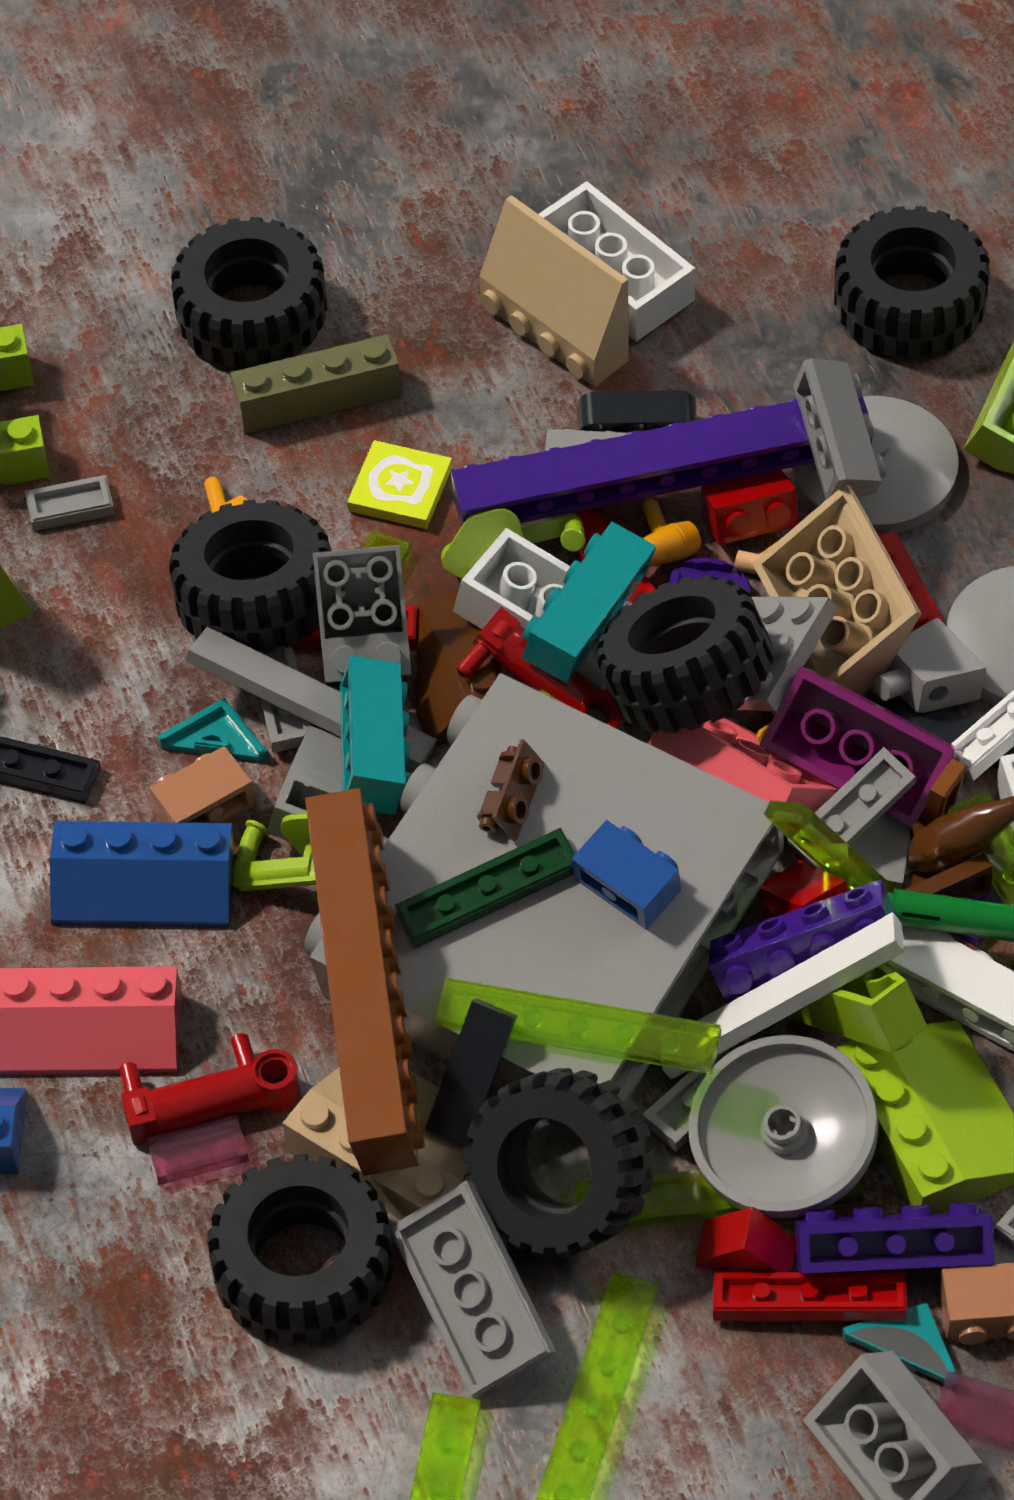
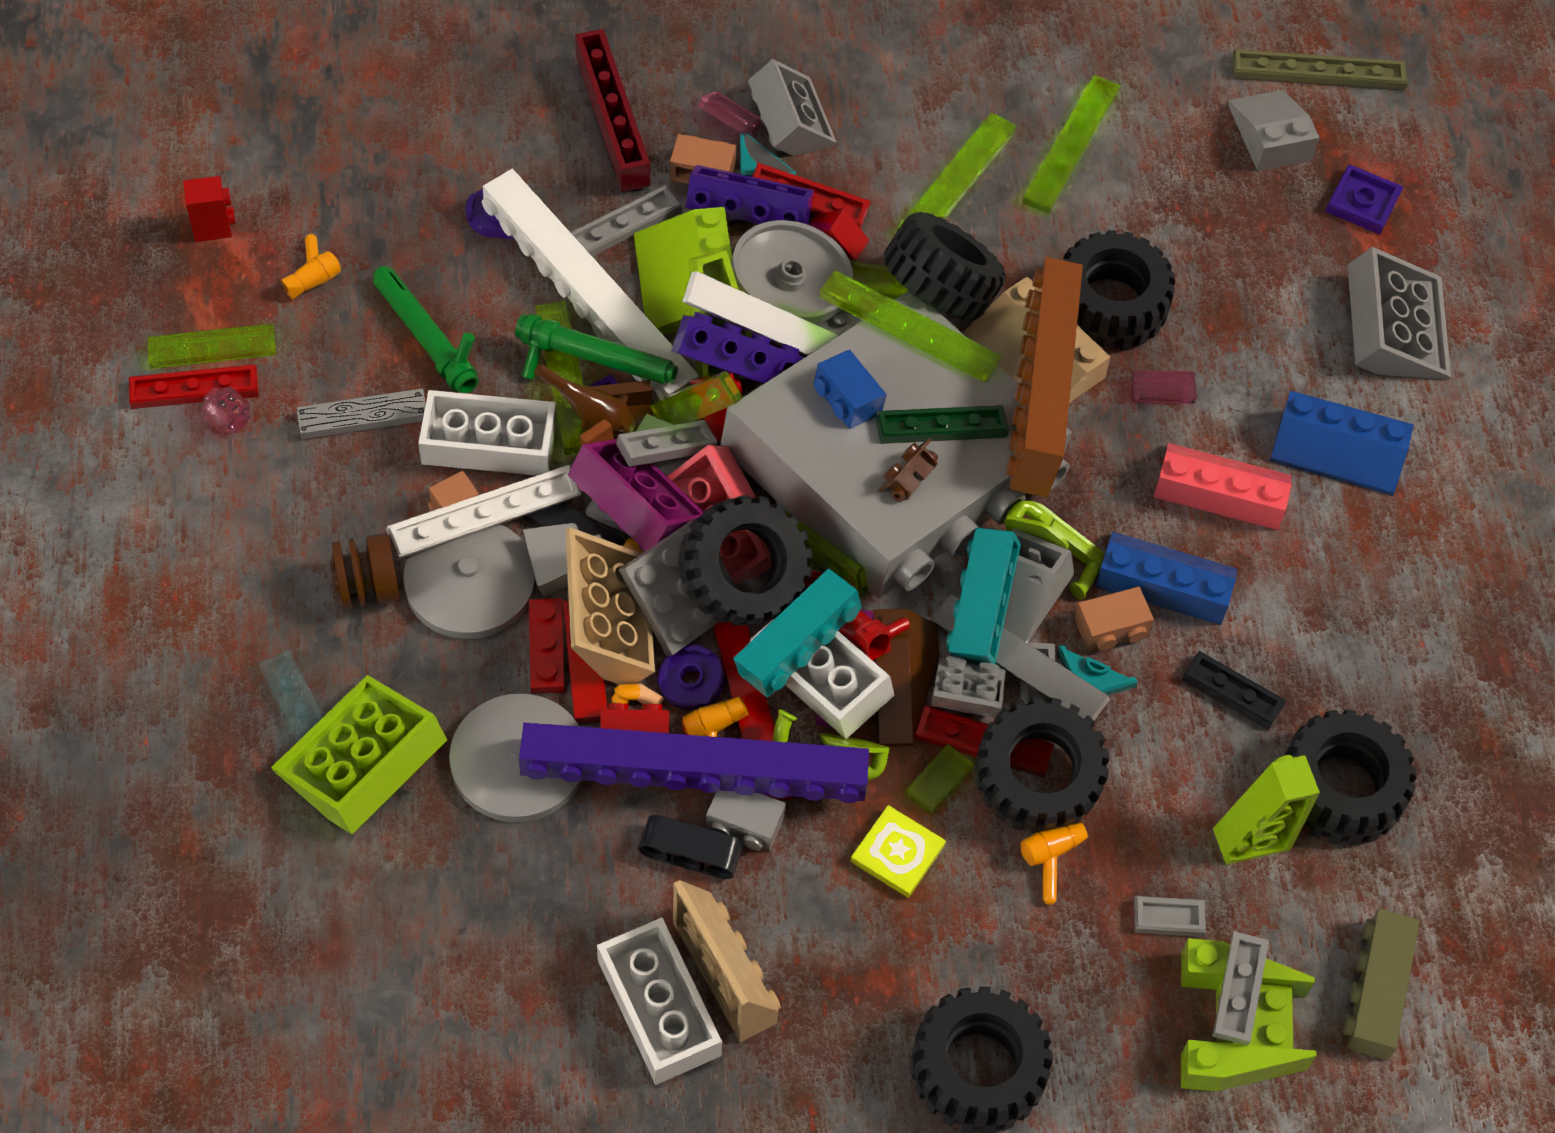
camera: 170 degrees left, 5 degrees up
(211, 1095) = (1149, 408): red piece -> none
(316, 383) = (944, 956): olive brick -> none
(471, 1070) = (983, 331): black tile -> none
(472, 1290) = (1012, 231): light grey tile -> none
(837, 427) = (557, 702): light grey slope -> none
(911, 244) = (417, 855): black tyre -> none

